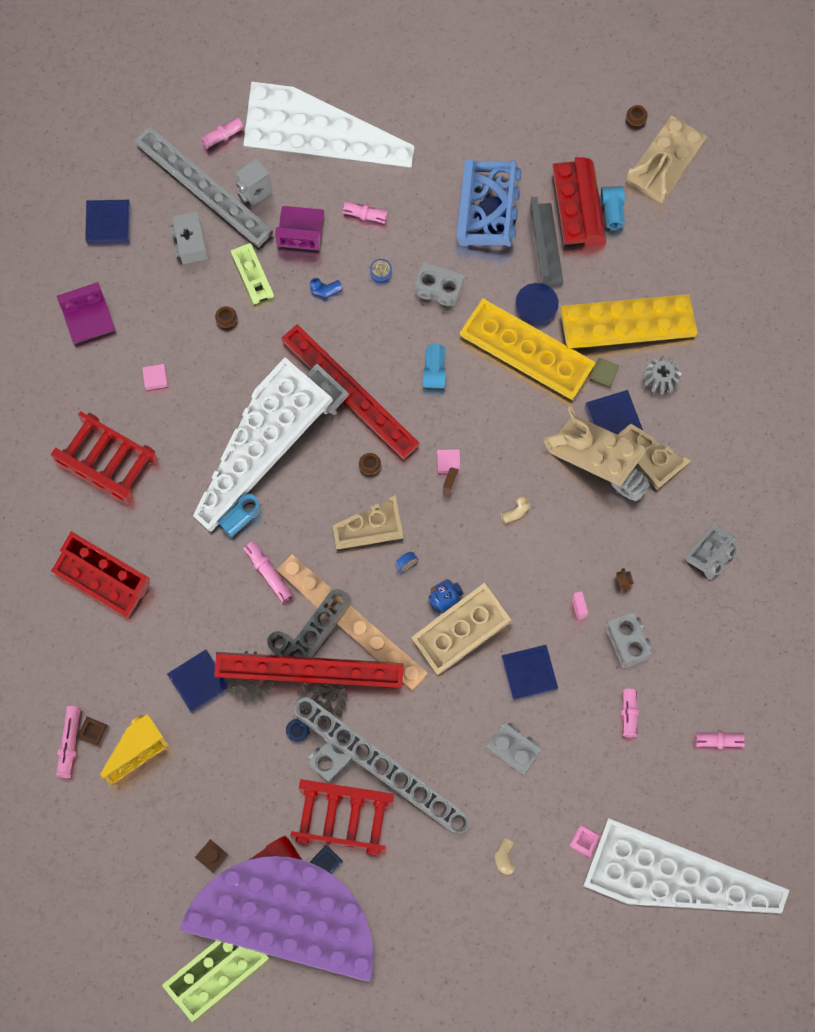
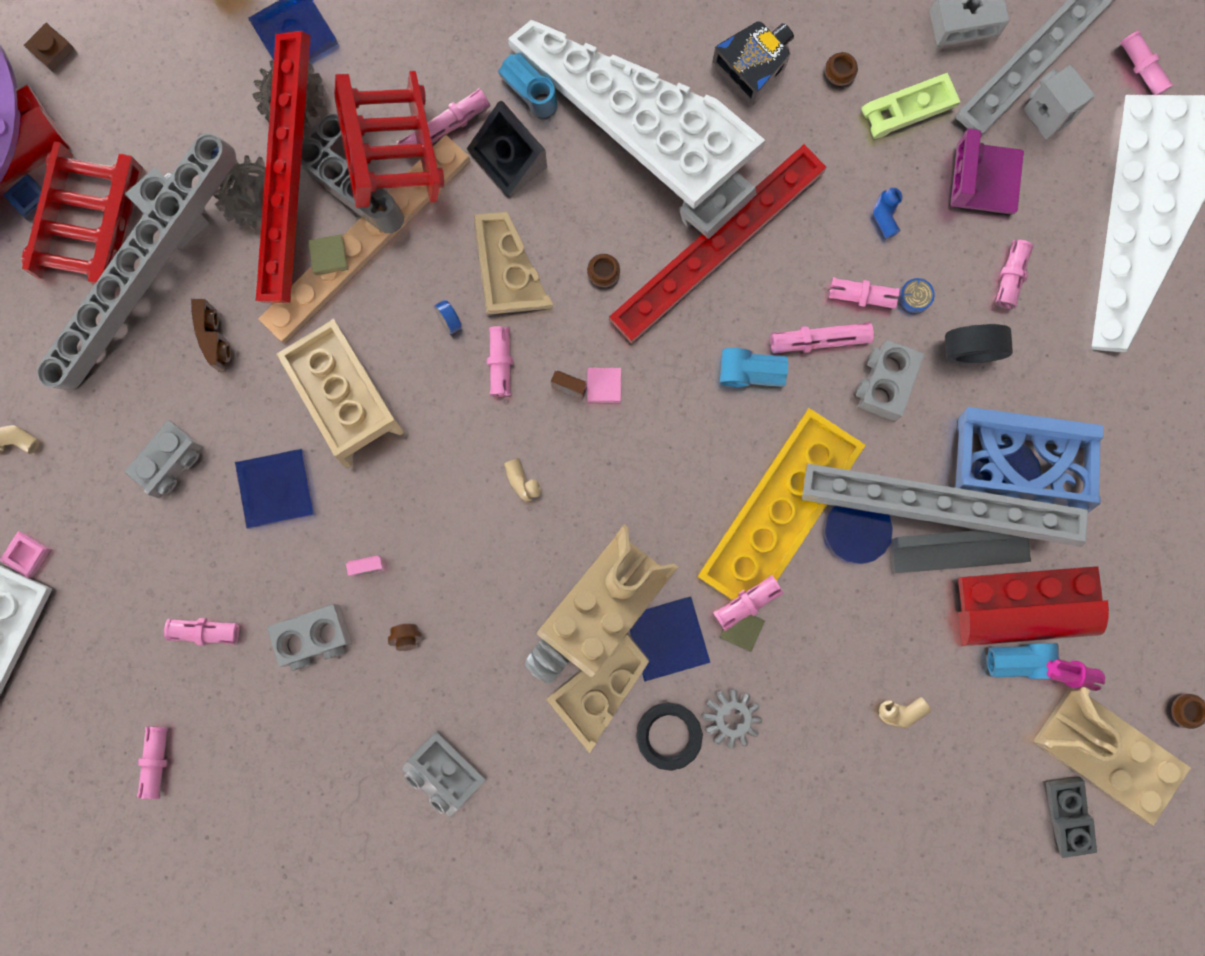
camera: 90 degrees right, 10 degrees up
(221, 369) = (754, 58): none -> torso
(288, 527) = (507, 150): none -> black slope
(295, 617) = (360, 154): none -> red fence
(367, 640) = (328, 255): none -> olive tile
(381, 301) = (864, 293): none -> bright pink pin
(413, 334) = (808, 339): none -> bright pink pin
(415, 230) = (978, 343): none -> black tyre
(434, 717) = (212, 344): none -> reddish brown slope
(436, 527) = (500, 361): none -> bright pink pin
(445, 595) = (392, 371): blue head -> none
(521, 249) = (945, 505): none -> light grey plate
(589, 364) = (748, 603): none -> bright pink pin
(620, 176) = (1075, 674): none -> dark pink axle
(628, 321) = (824, 672): yellow plate -> none
(652, 276) = (901, 715): none -> tan arm
(680, 397) = (695, 740): none -> black tyre
(706, 182) = (1070, 817): none -> dark grey slope

